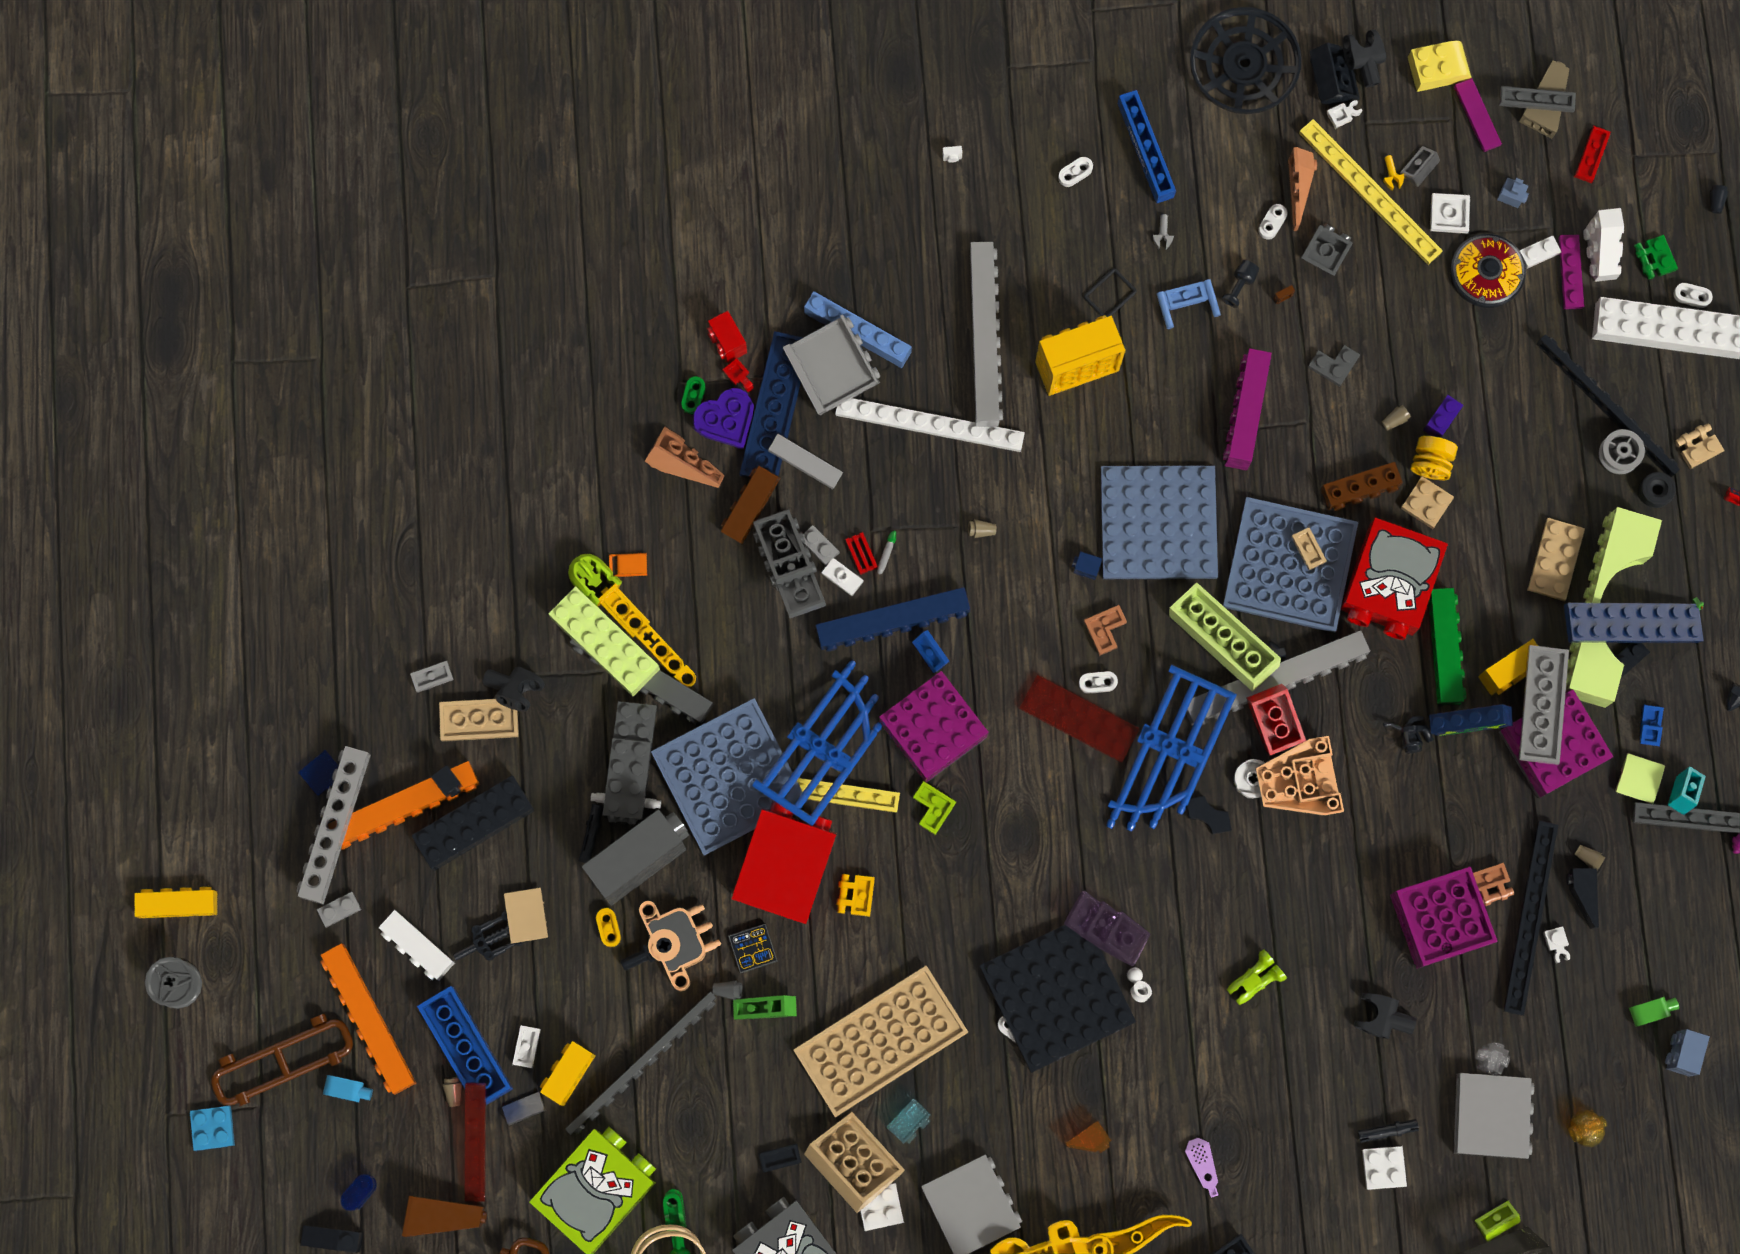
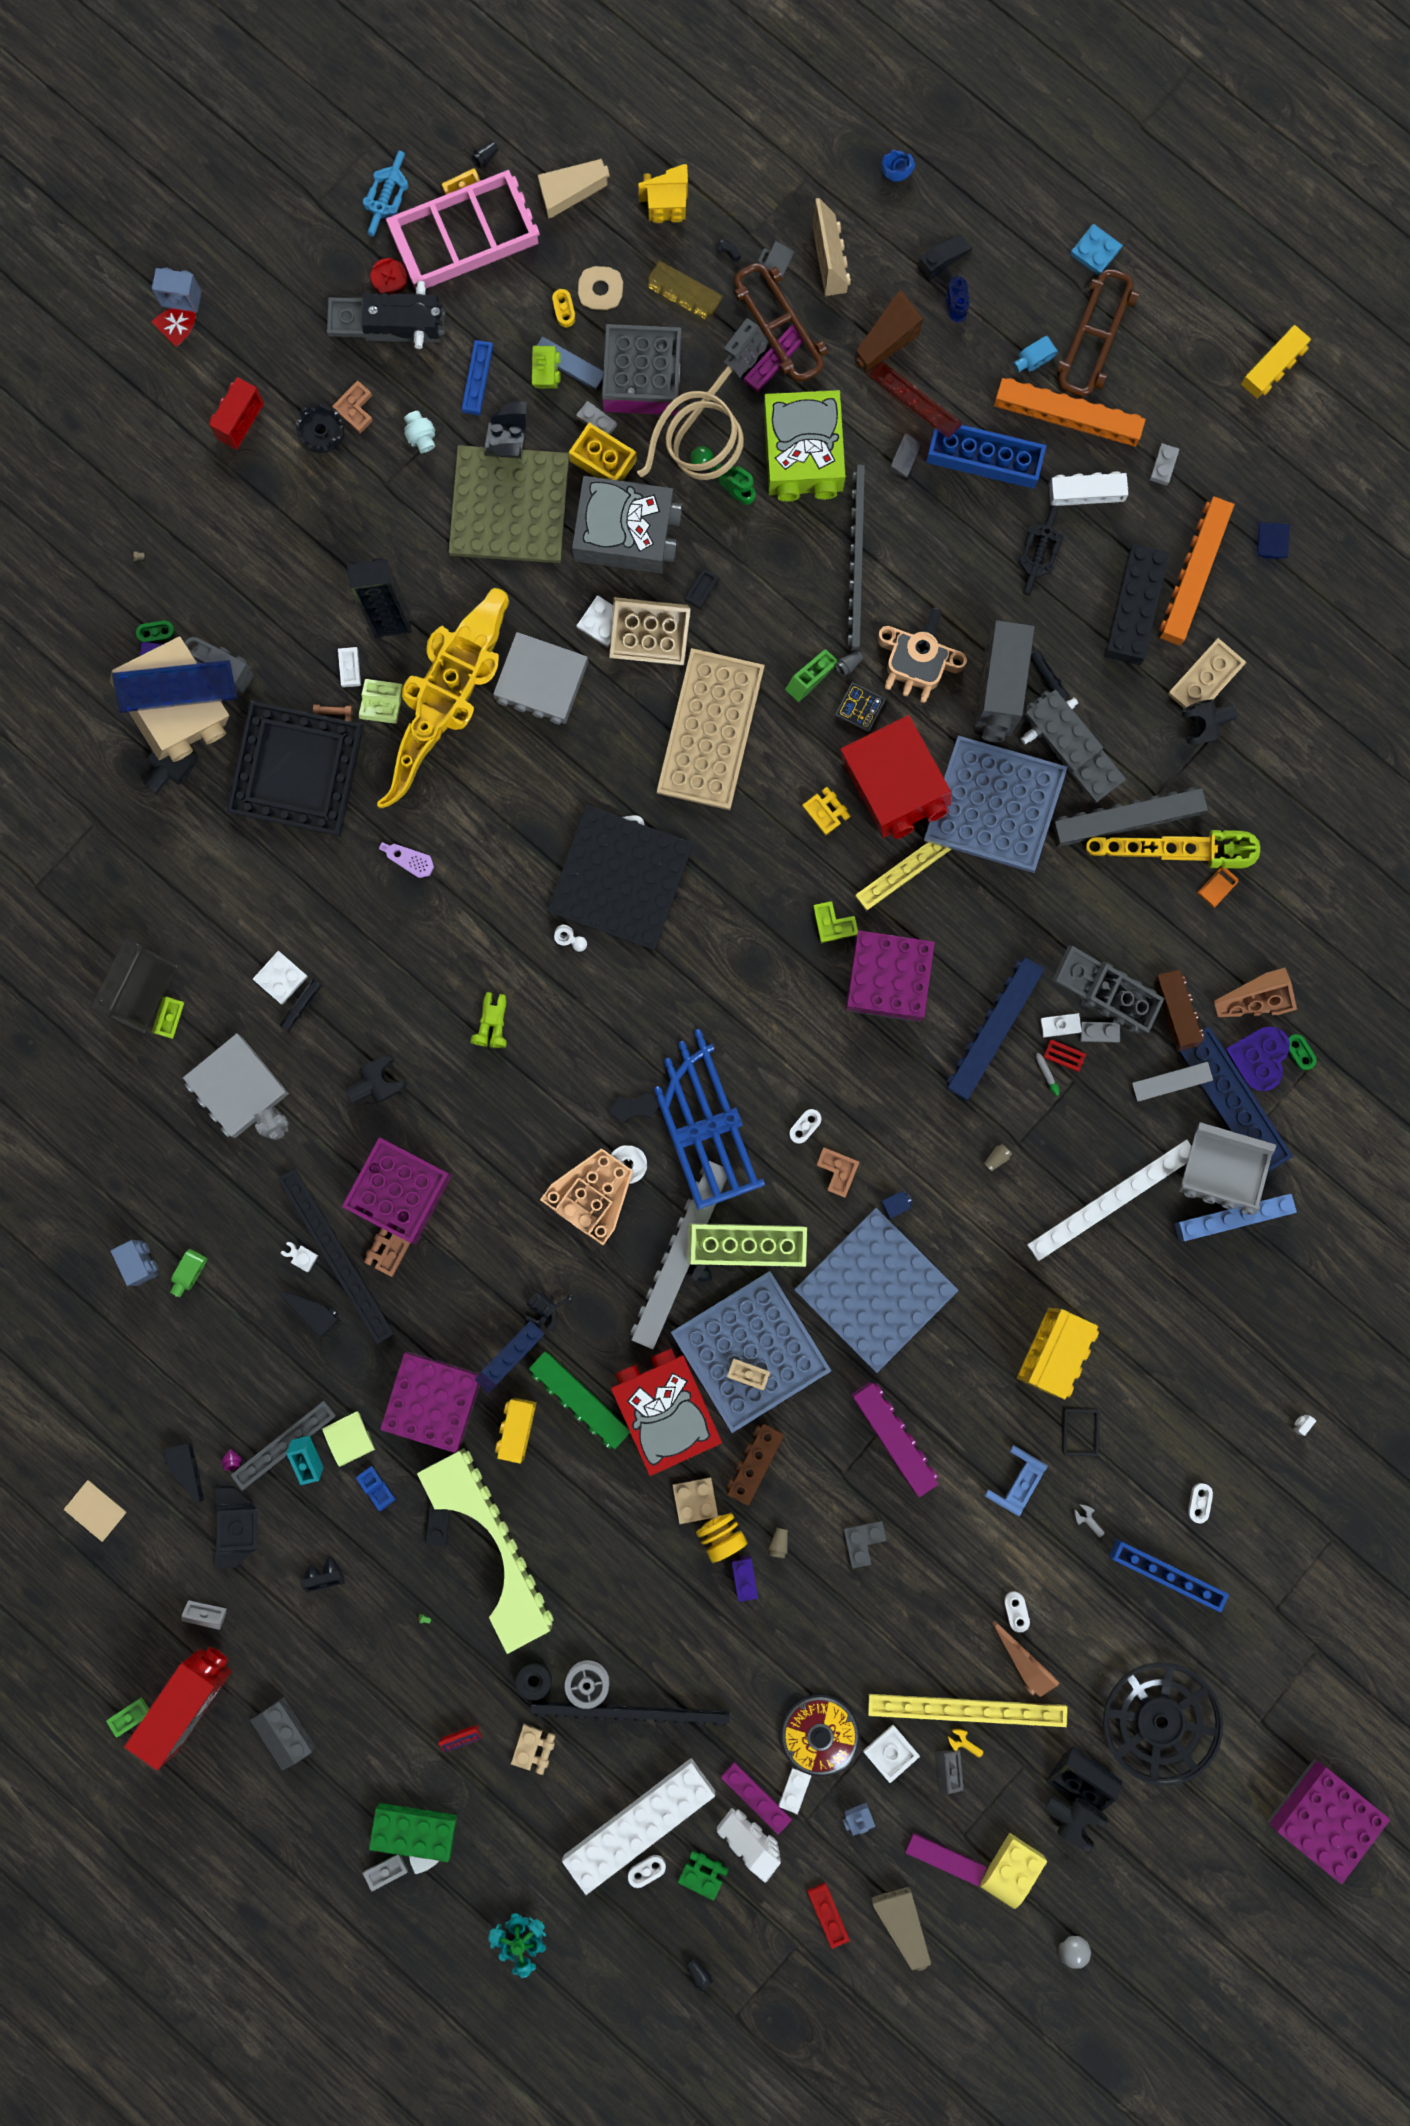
camera: 135 degrees right, 5 degrees up
(162, 976) = (1222, 307): dark grey piece -> none
(336, 835) = (1202, 447): light grey brick -> none
(431, 676) = (1269, 675): light grey plate -> none
(447, 782) = (1184, 609): black brick -> none
(452, 1089) = (966, 420): dark tan cone -> none
(526, 915) = (1036, 579): tan window -> none
(526, 1046) = (945, 496): white plate -> none
(567, 1073) = (900, 501): yellow brick -> none
(604, 641) = (1179, 808): yellowish green brick -> none
(608, 928) = (973, 624): yellow plate -> none
(727, 337) = (1322, 1116): red brick -> none
(737, 373) = (1286, 1099): red plate -> none
(819, 747) = (951, 881): blue piece -> none
(909, 1121) = (638, 693): clear light blue brick -> none
(930, 651) = (945, 1031): blue plate -> none
(984, 334) = (1141, 1306): light grey brick -> none
(1079, 718) = (793, 1087): clear red plate -> none
(1091, 1139) = (502, 800): clear orange slope -> none
(1107, 928) = (629, 955): clear purple slope -> none
(1245, 274) = (997, 1547): black piece -> none
(1276, 719) = (652, 1220): red brick -> none
(1283, 294) = (953, 1559): reddish brown tile -> none
(1327, 249) = (955, 1629): dark grey plate -> none
(1341, 114) = (1048, 1753): white plate -> none
(1537, 99) = (912, 1917): dark grey tile -> none
(1544, 705) = (466, 1417): light grey plate -> none
(1556, 559) = (560, 1550): tan plate -> none
(1587, 1128) = (160, 1141): clear yellow plant -> none
(1590, 857) = (332, 1343): dark tan cone -> none
(1633, 623) = (457, 1551): dark blue plate -> none

